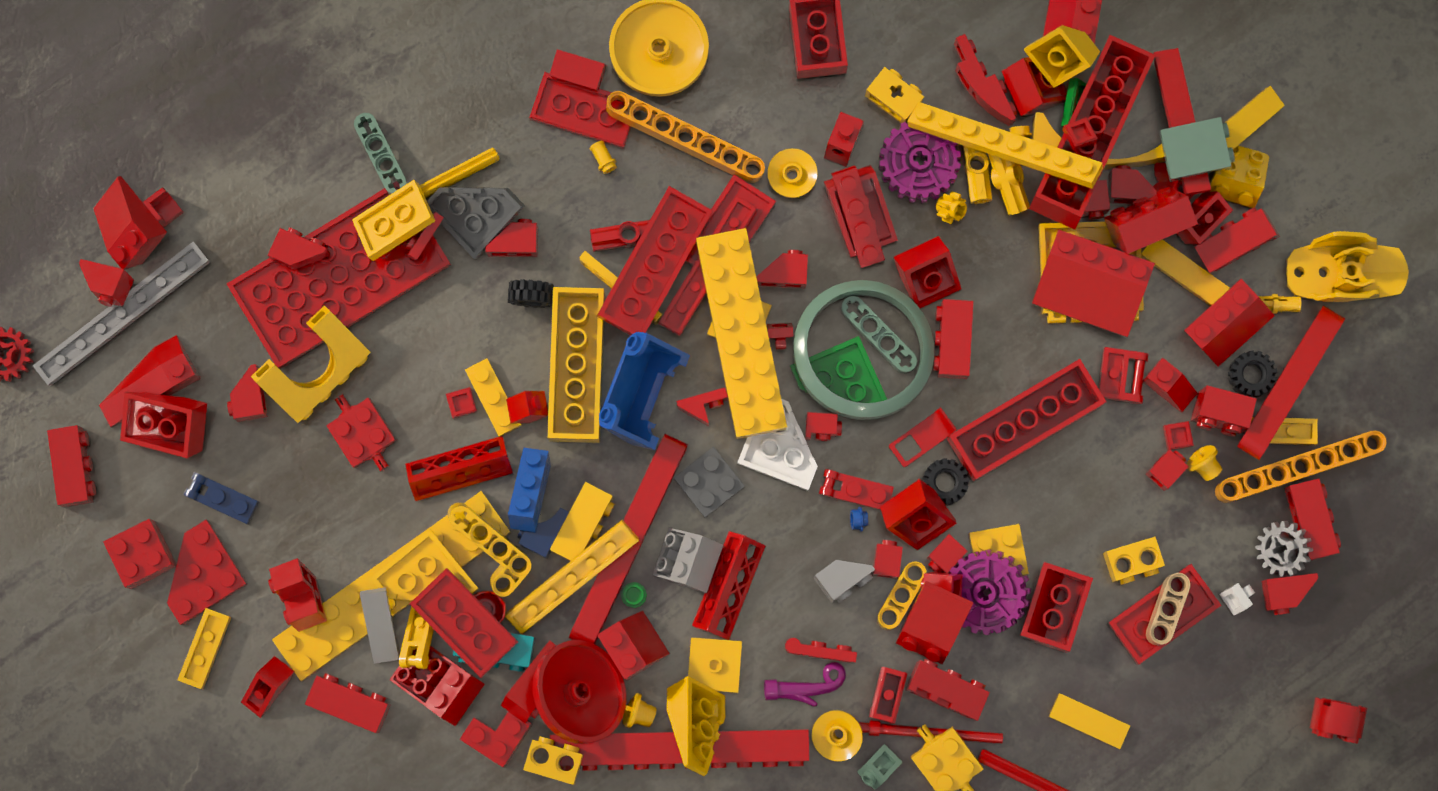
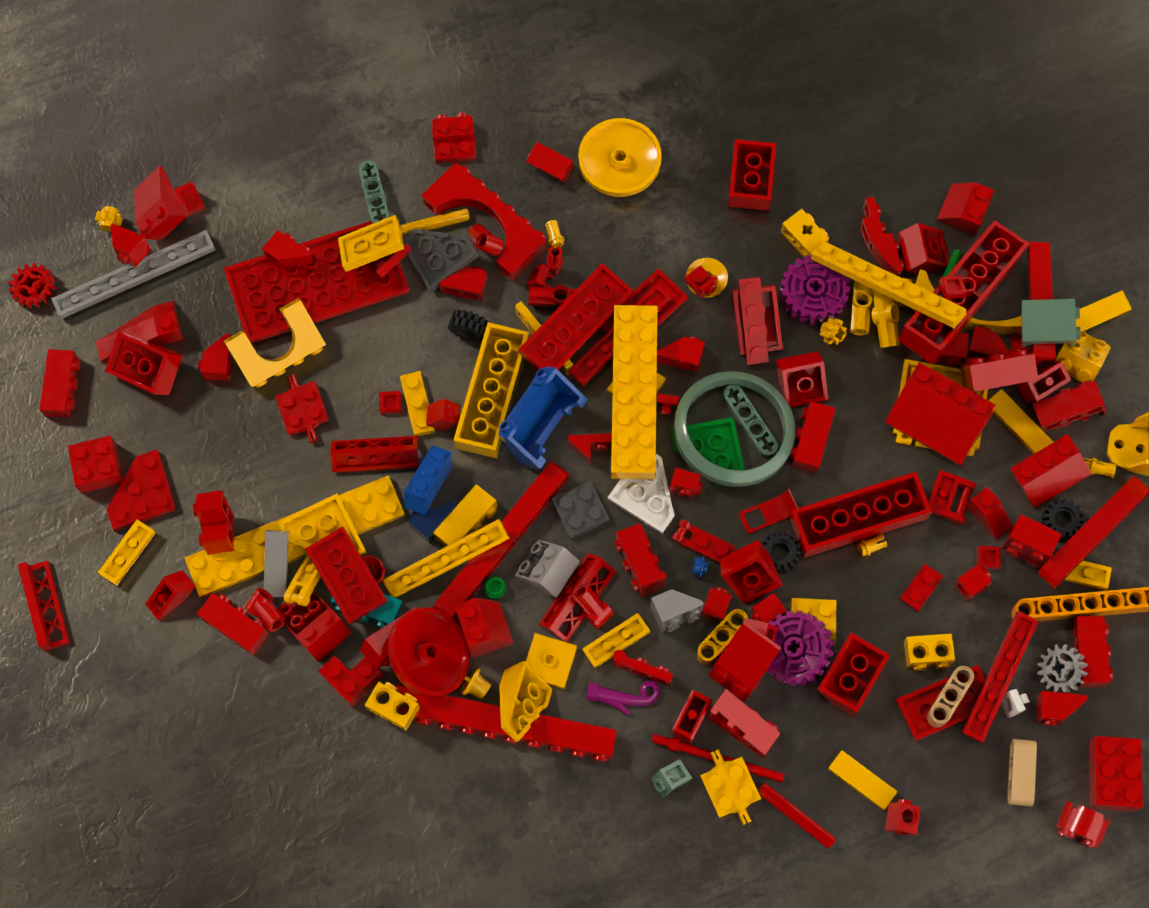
camera: 15 degrees right, 10 degrees down
(73, 252) = (108, 216): none -> yellow gear
(116, 735) = (35, 607): none -> red fence
(222, 498) = (174, 436): dark blue plate -> none
(376, 678) = (261, 606): none -> red piece
(457, 62) = (453, 138): none -> red plate
(480, 126) = (461, 189): none -> red arch
(486, 543) = (381, 516): yellow beam -> none
(525, 185) = (485, 240): none -> red piece
(578, 111) = (547, 196): red tile -> none
(597, 214) = (538, 276): none -> red tile
(612, 193) = (554, 260): none -> red pin
(677, 127) = (619, 222): light orange beam -> none
(751, 595) = (596, 610): none -> red piece
(784, 625) = (616, 639): none -> yellow plate
(788, 181) = (701, 282): none -> red bracket
(789, 527) = (639, 560): none -> red wedge
(829, 744) = (630, 742): yellow dish -> none
(844, 139) = (757, 255): red torso -> none
(1046, 451) = (871, 545): none -> yellow pin
(1062, 54) = (951, 225): yellow slope -> none
(1110, 487) = (921, 588): none -> red plate
(1135, 761) = (894, 819): none -> red brick
(1205, 462) = (1007, 583): yellow piece -> none
(1217, 573) = (999, 677): none -> red tile
(1261, 673) = (1022, 772): none -> tan beam
(1363, 652) = (1115, 773): none -> red brick

